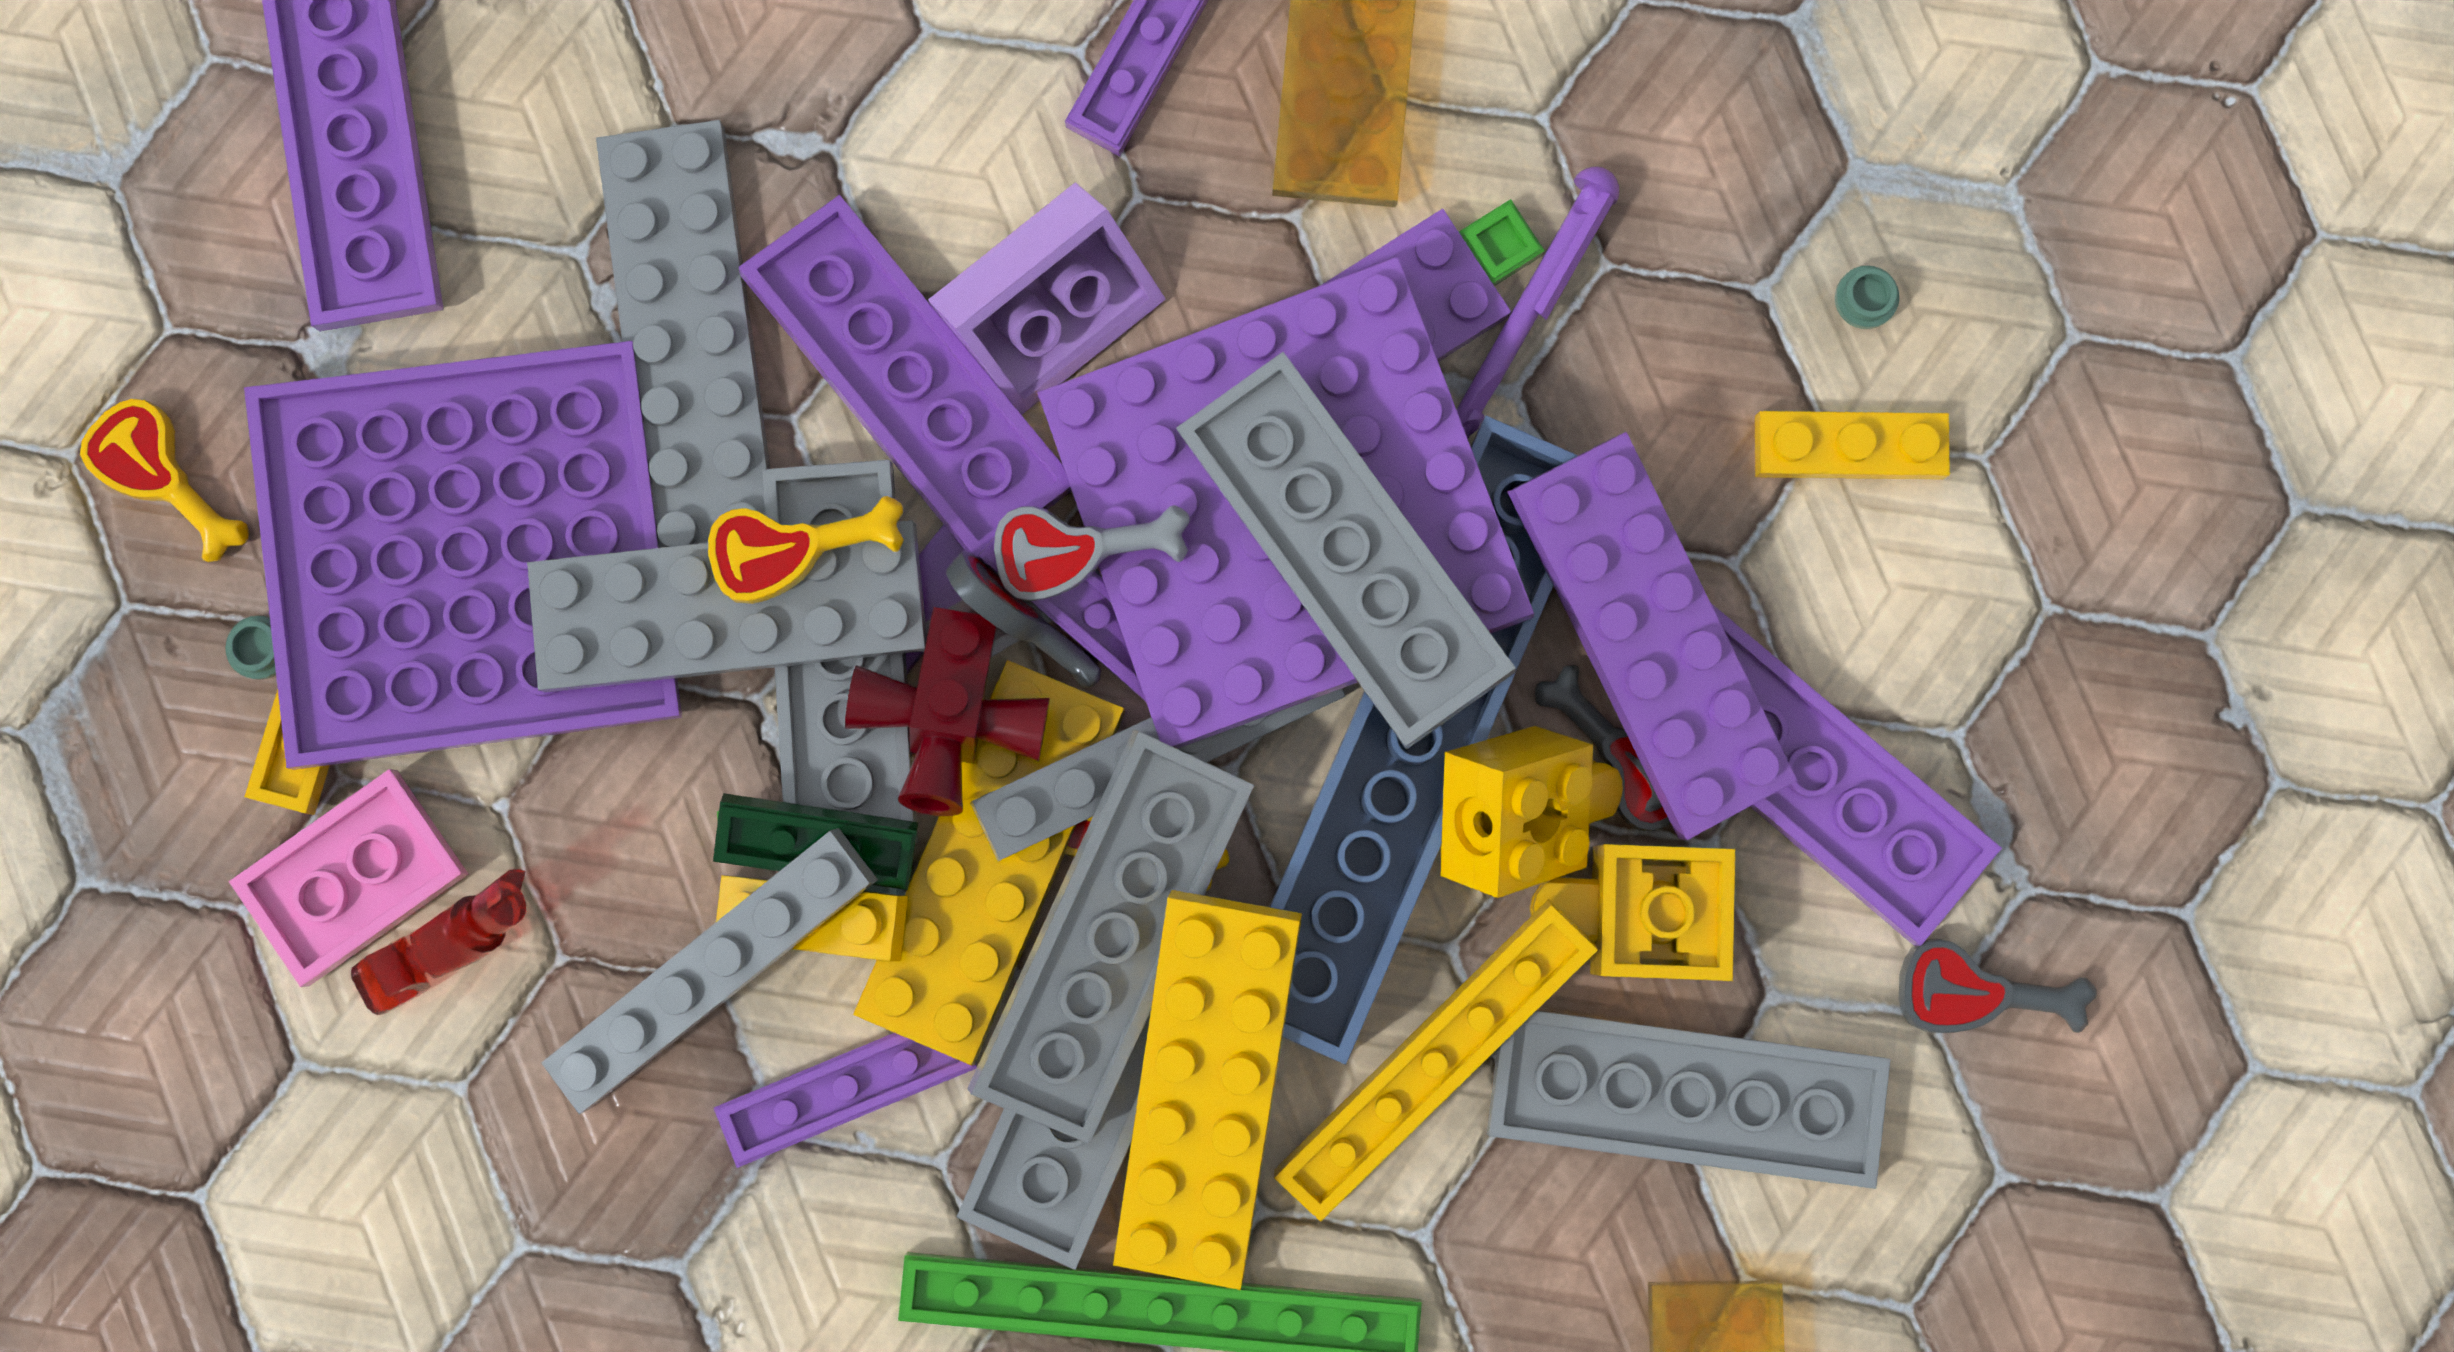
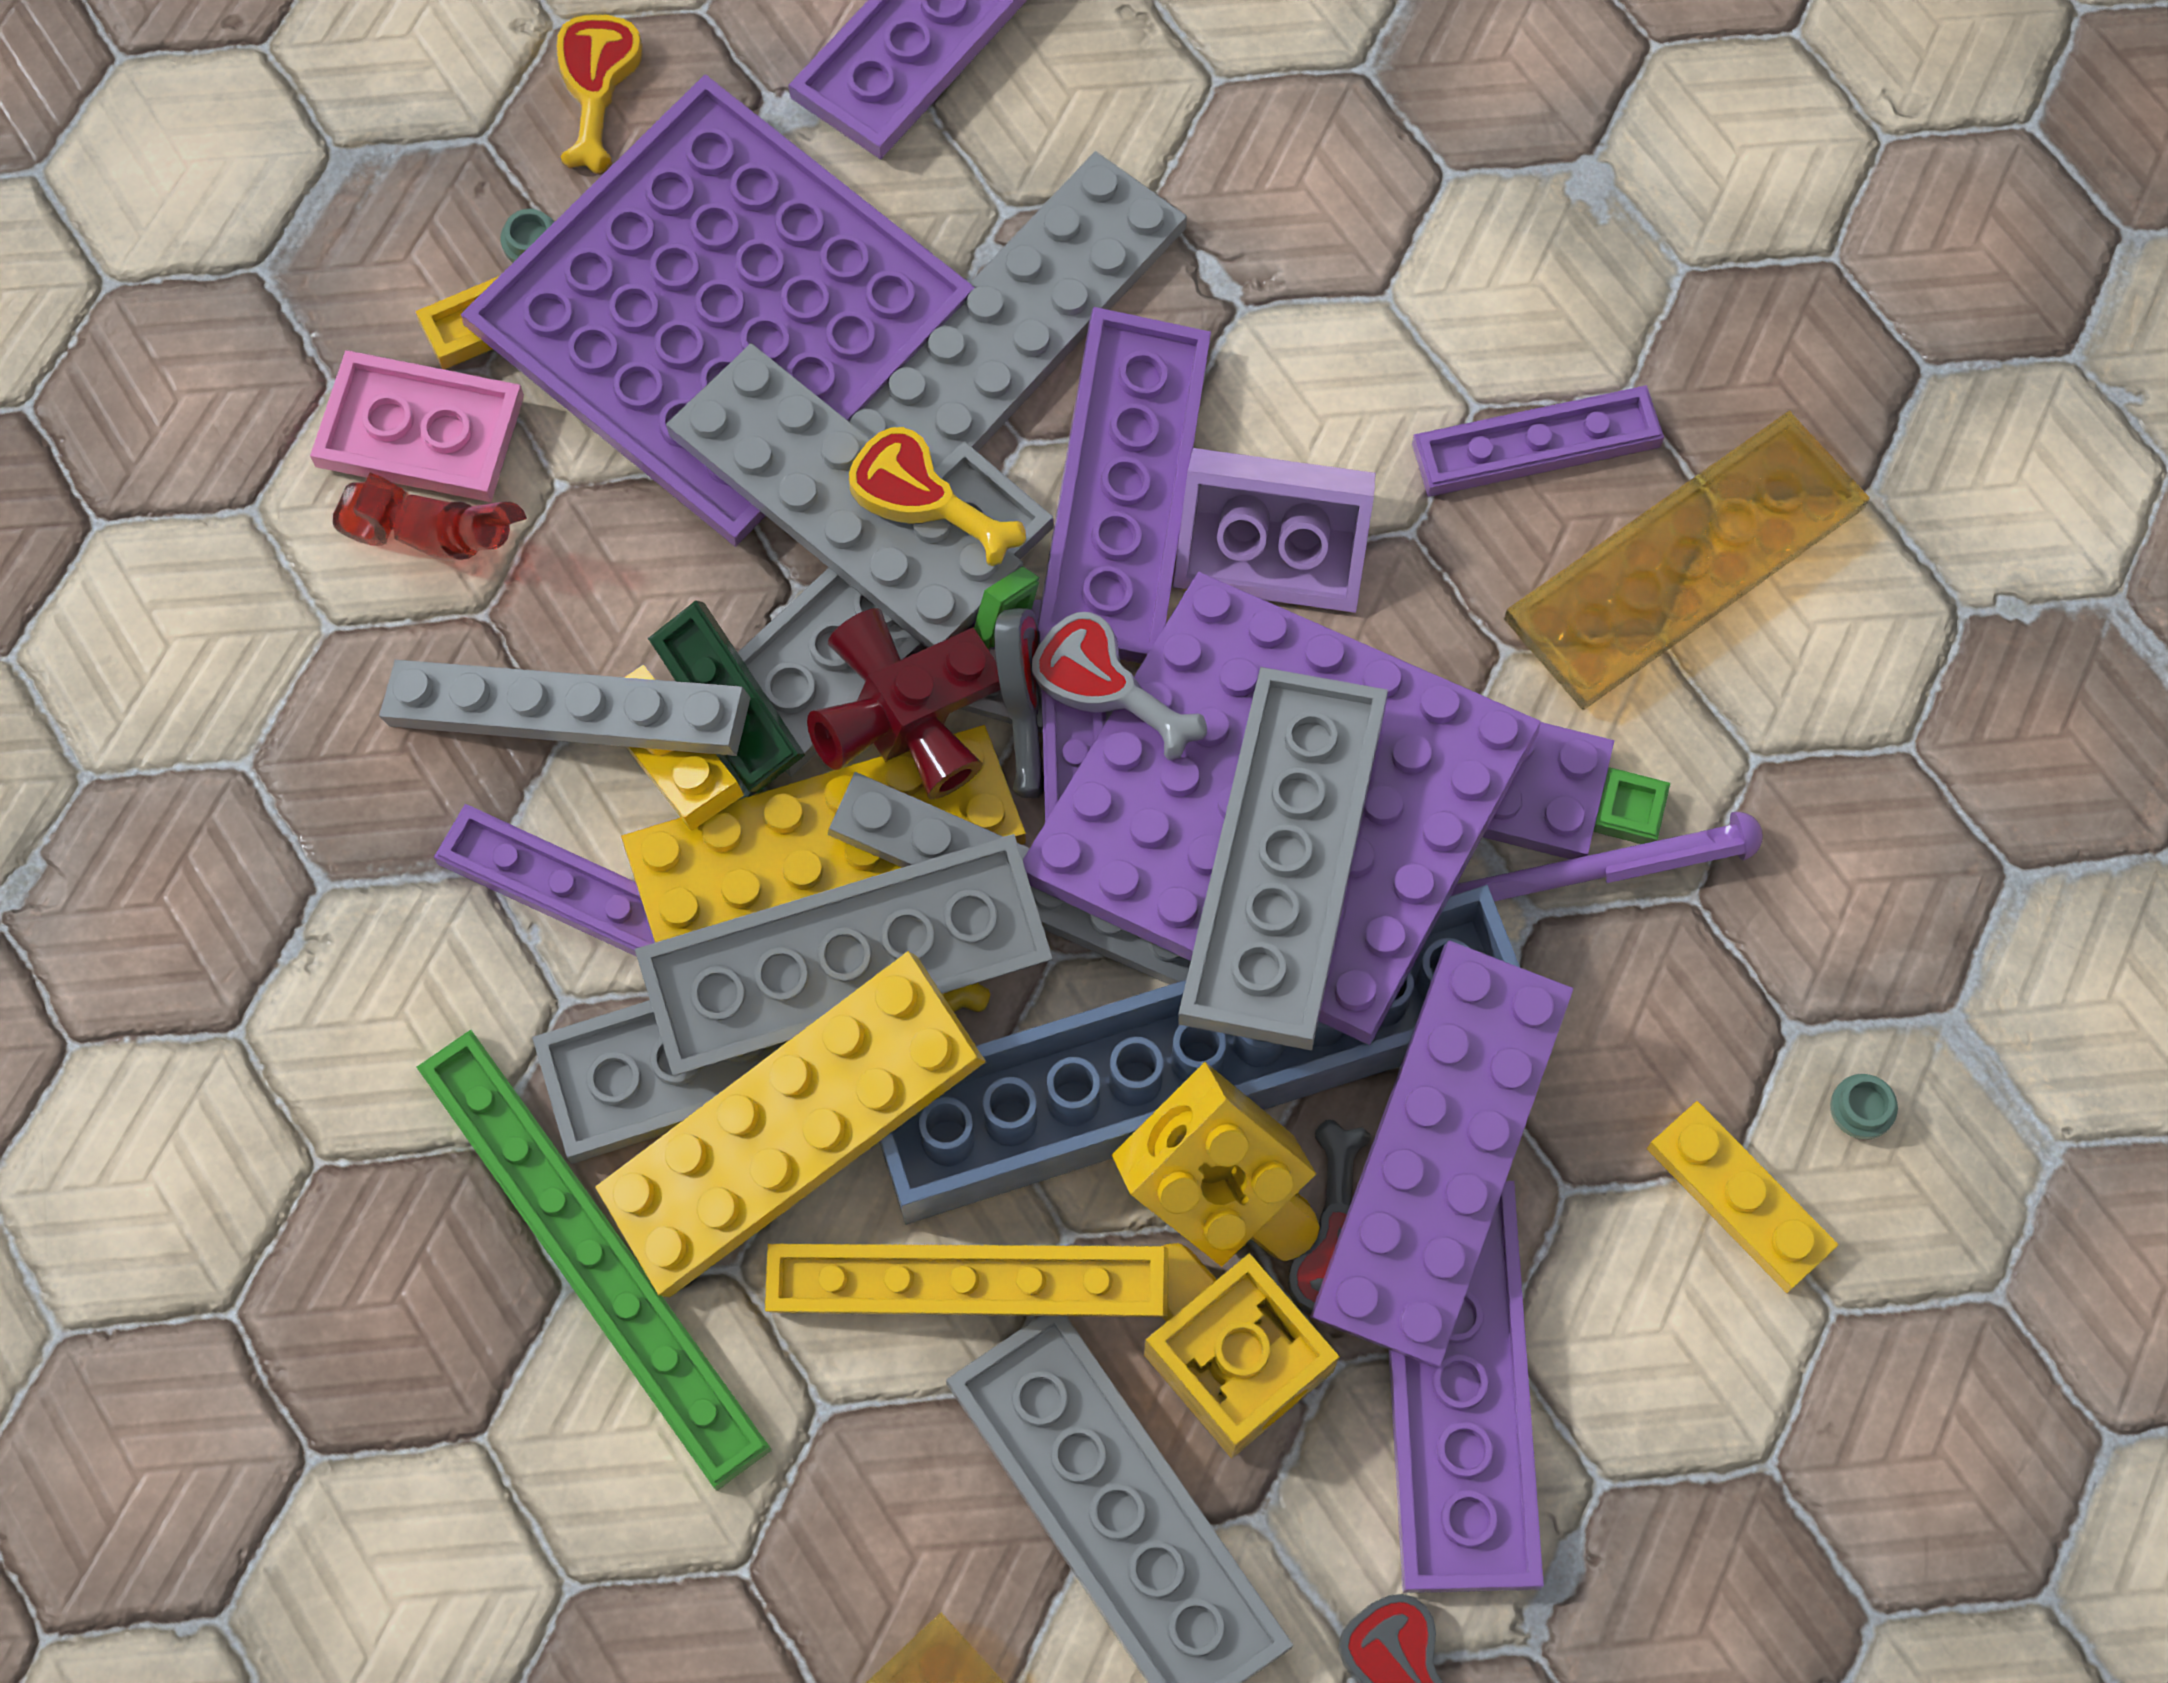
camera: 50 degrees right, 15 degrees down
(932, 560) = (1011, 592): none -> bright green tile

